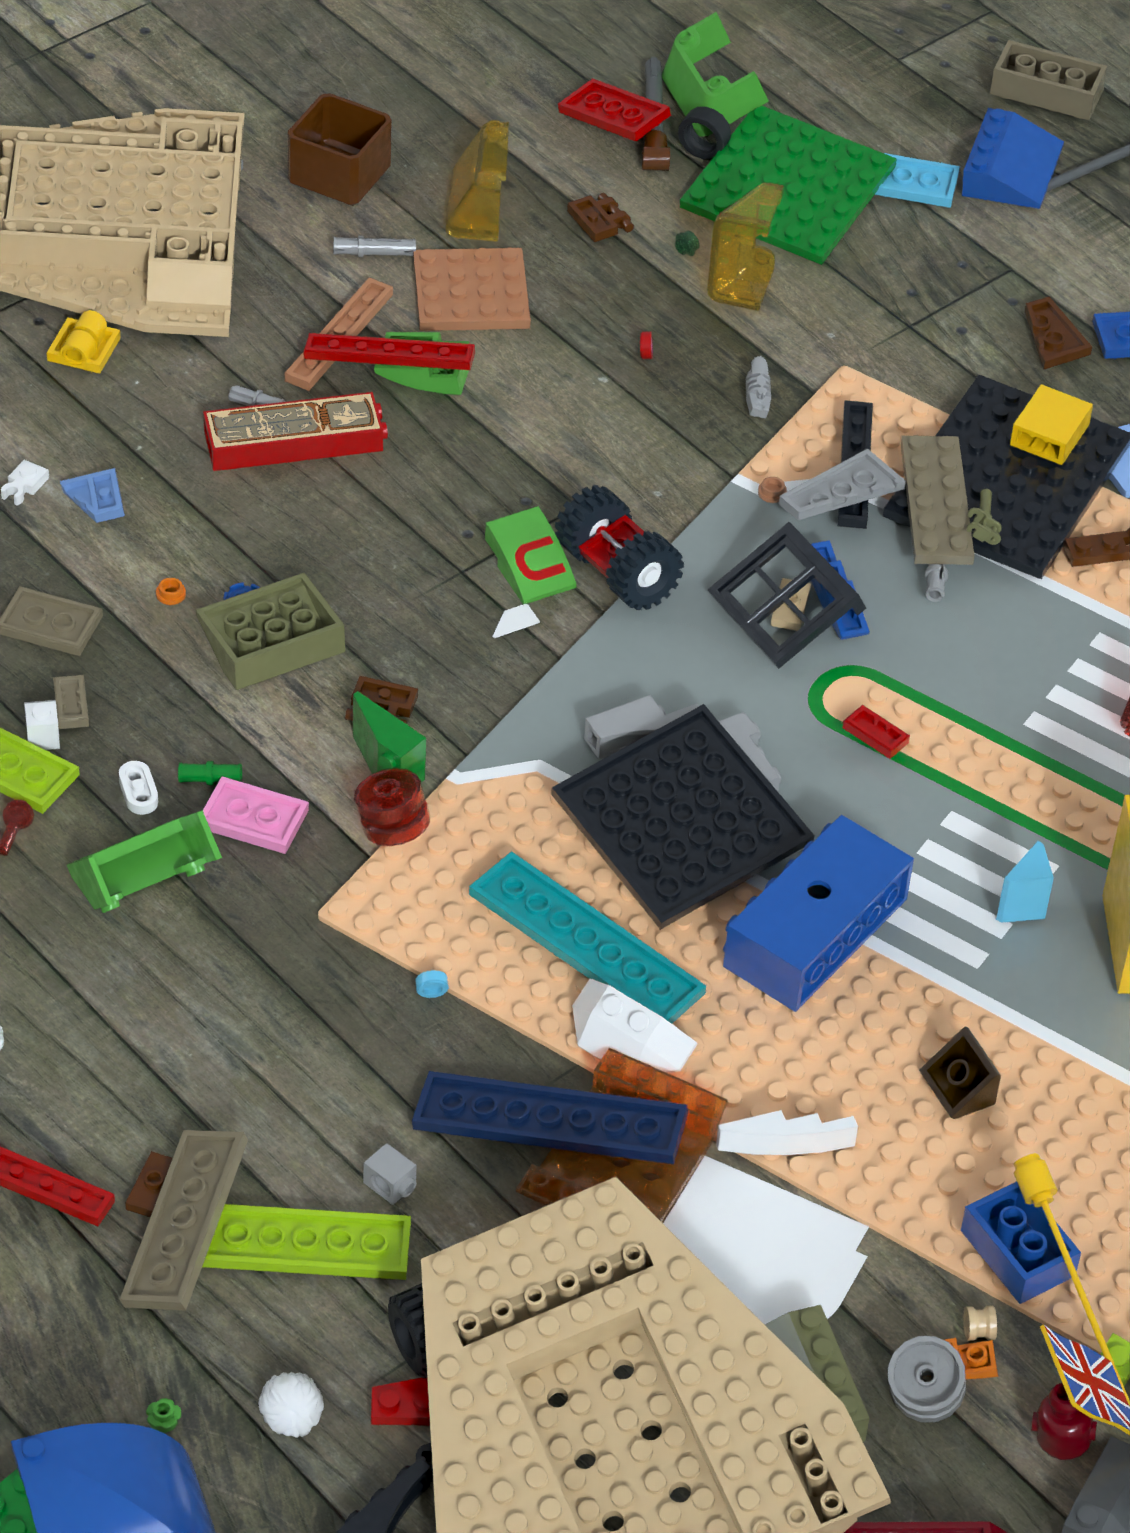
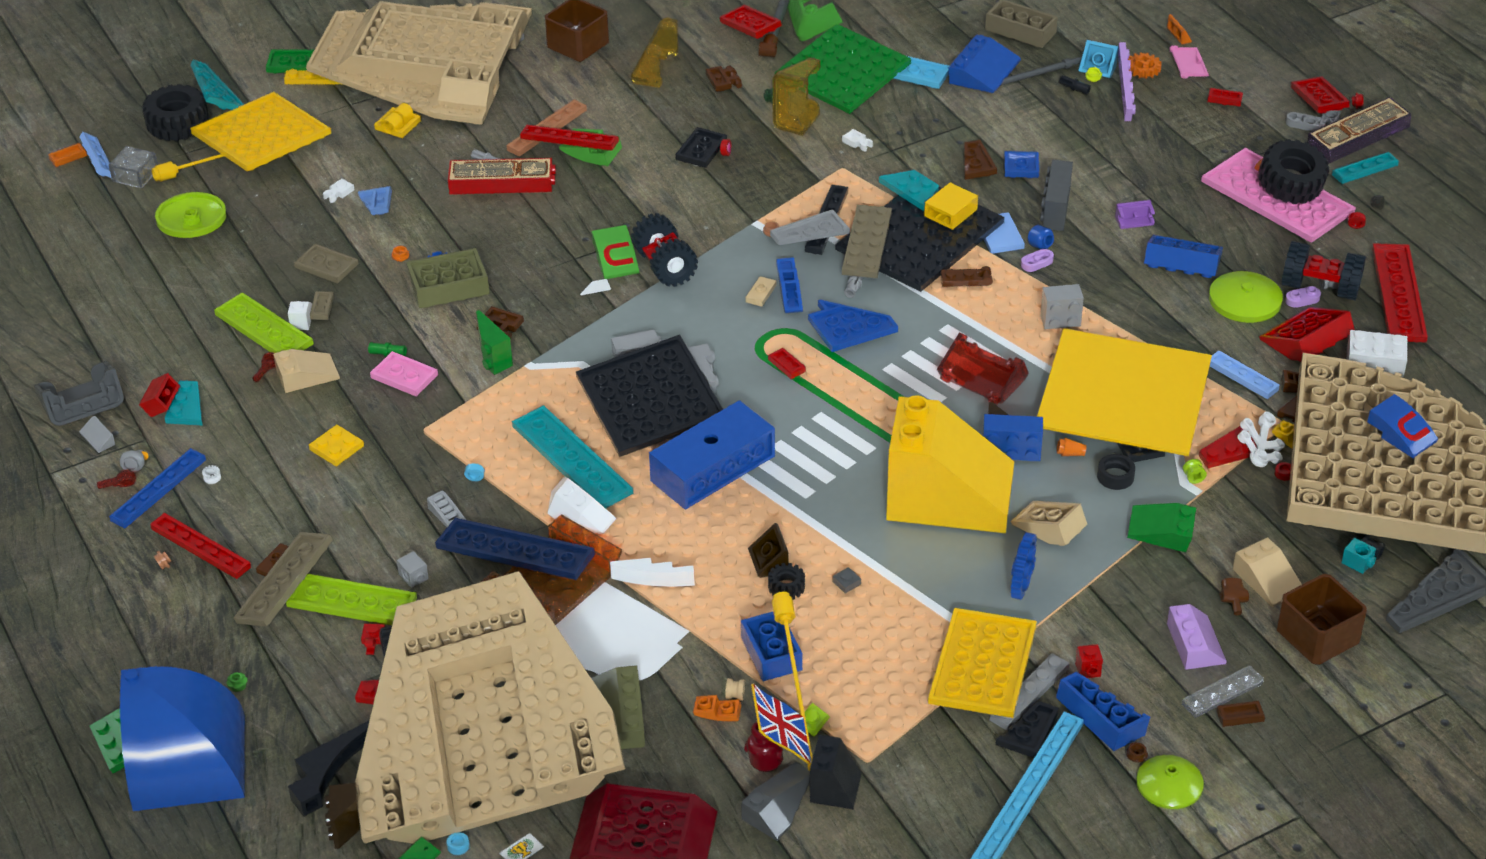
camera: 15 degrees right, 5 degrees down
(80, 824) = (304, 369): none -> tan slope
(138, 787) = (343, 353): white plate -> none
(145, 860) = (329, 391): bright green windscreen -> none
(181, 959) = (336, 445): none -> yellow plate
(291, 1404) = (310, 683): white hair -> none
(362, 1302) = (371, 637): none -> red plate
(373, 246) = (577, 83): light grey pin -> none
(391, 1045) = (442, 500): none -> light grey slope
(392, 807) = (482, 375): clear red wheel -> none
(471, 289) = (634, 110): nougat plate -> none
(606, 348) = (700, 147): none -> black plate
(714, 121) = (791, 39): black tyre -> none
(758, 388) = (784, 175): light grey hinge -> none
(816, 567) = (776, 269): black window -> none
(851, 311) = (856, 139): none -> white plate
(932, 1399) = (687, 713): light grey wheel -> none
(952, 654) = (847, 326): none -> blue wing
(976, 395) = (911, 186): none -> teal wing
(985, 527) = (890, 257): olive piece -> none
(1007, 1109) = (786, 573): none -> black tyre
(1027, 888) = (842, 454): medium azure slope -> none
(1092, 1108) = (846, 580): none -> dark grey plate

